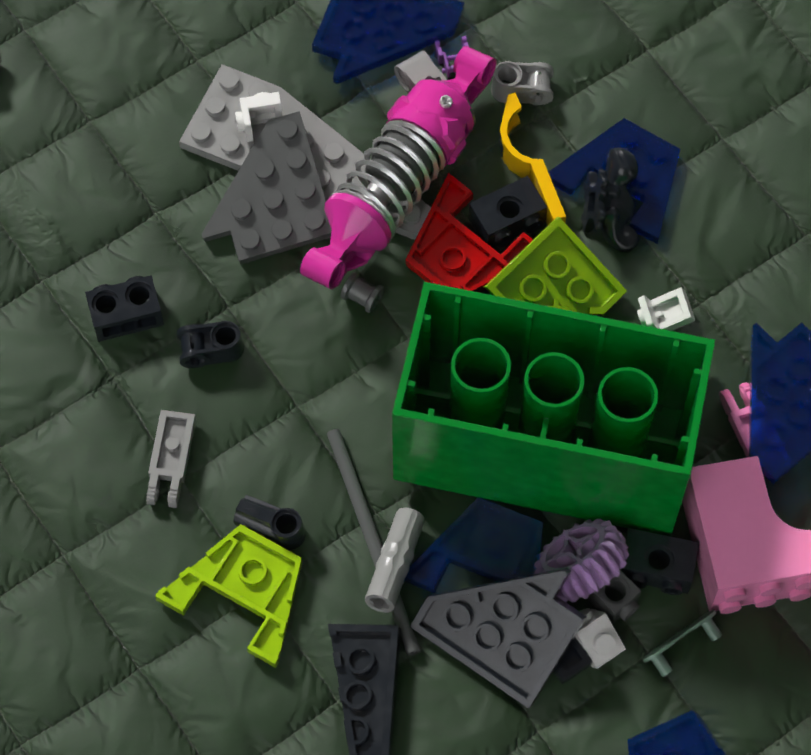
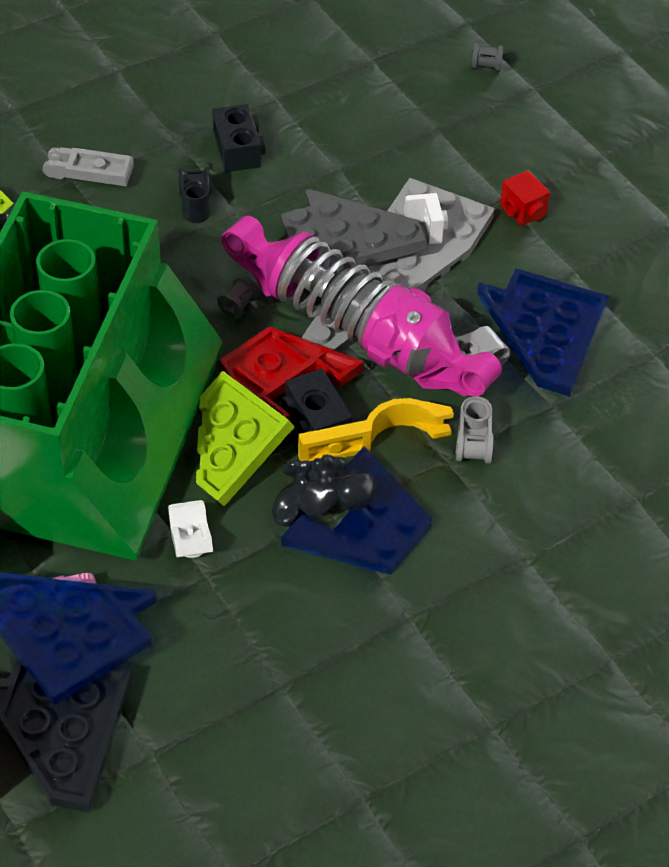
camera: 90 degrees right, 15 degrees down
(209, 36) = (524, 198): none -> red brick
(443, 58) = (511, 392): medium lavender piece -> none

